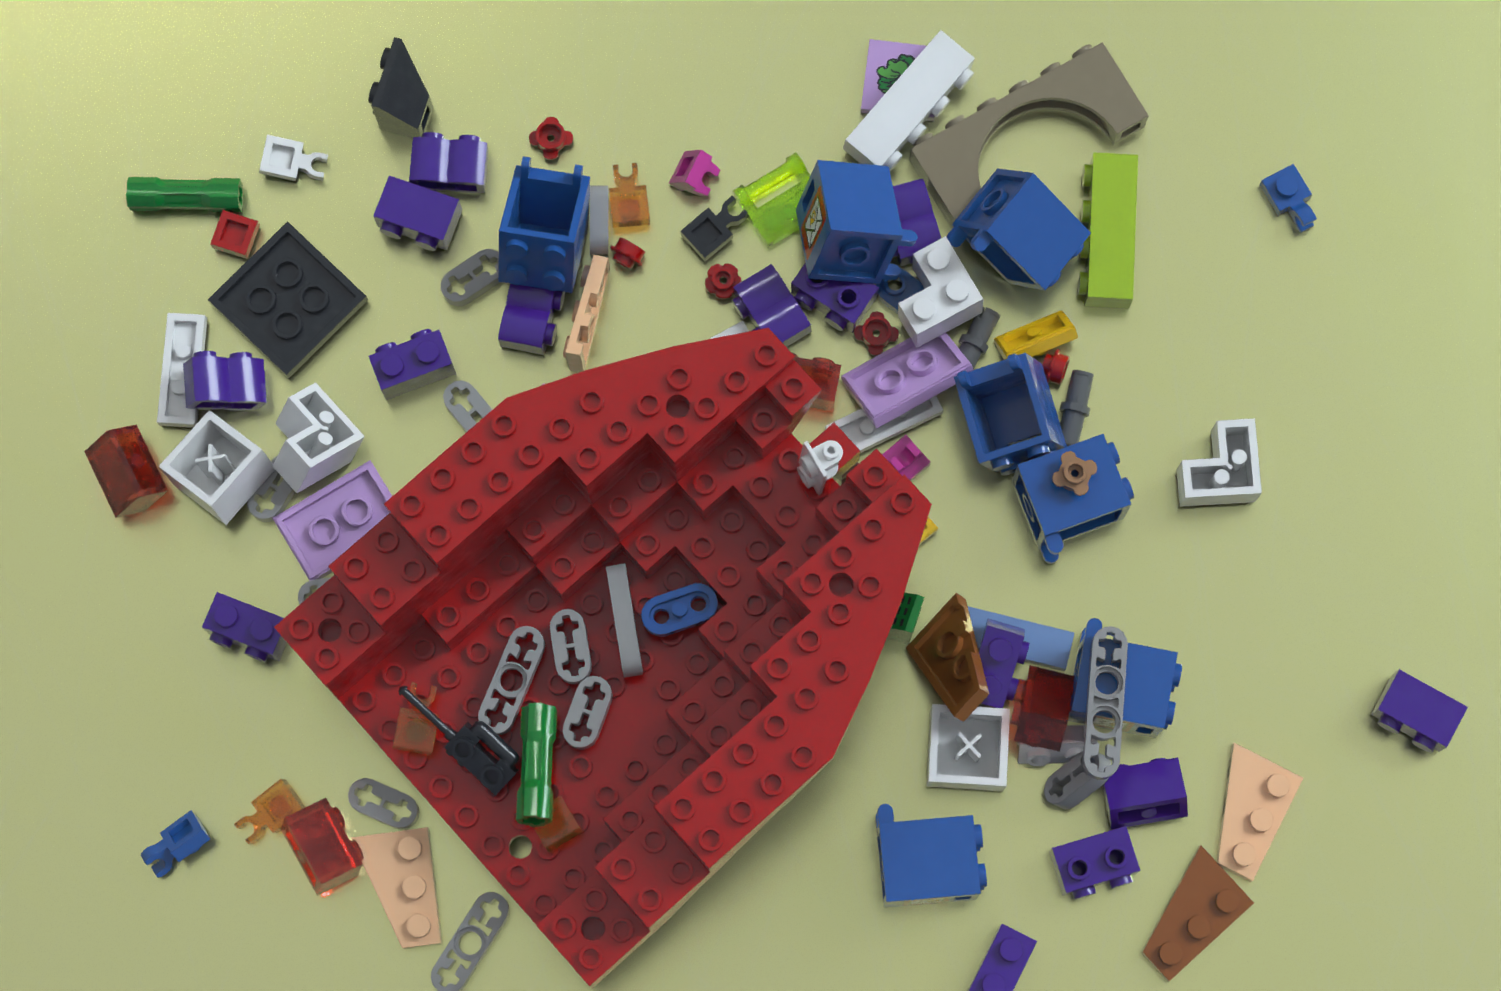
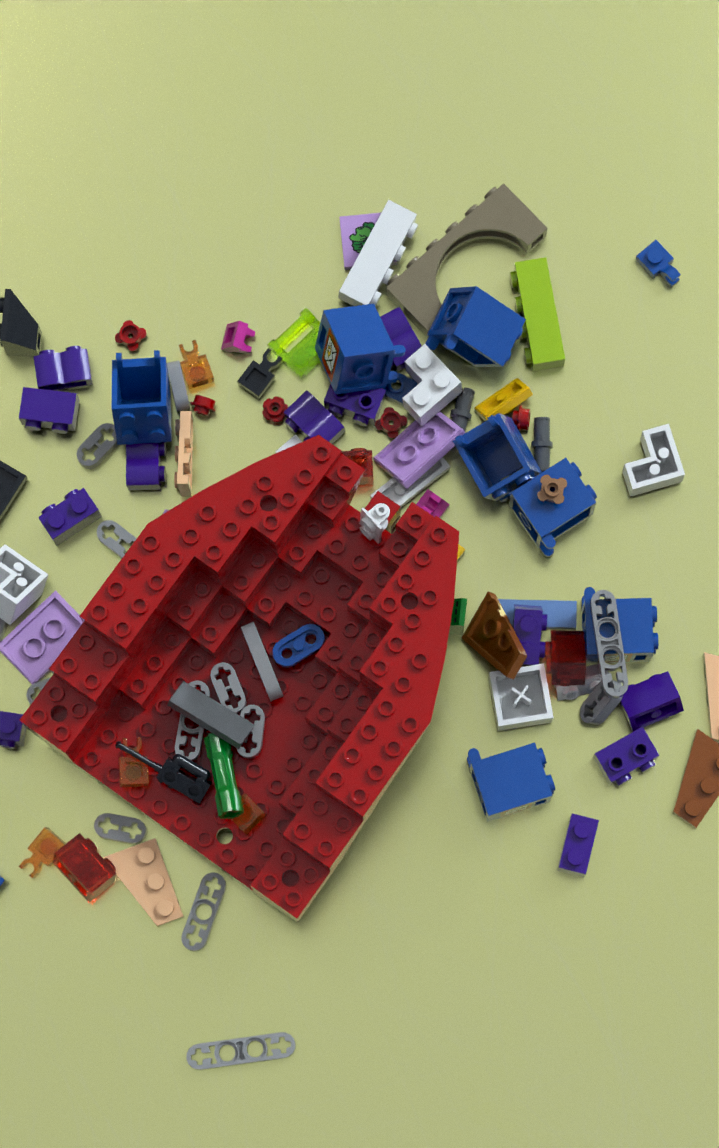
camera: 10 degrees left, 0 degrees up
(537, 678) = (210, 715): none -> dark grey tile

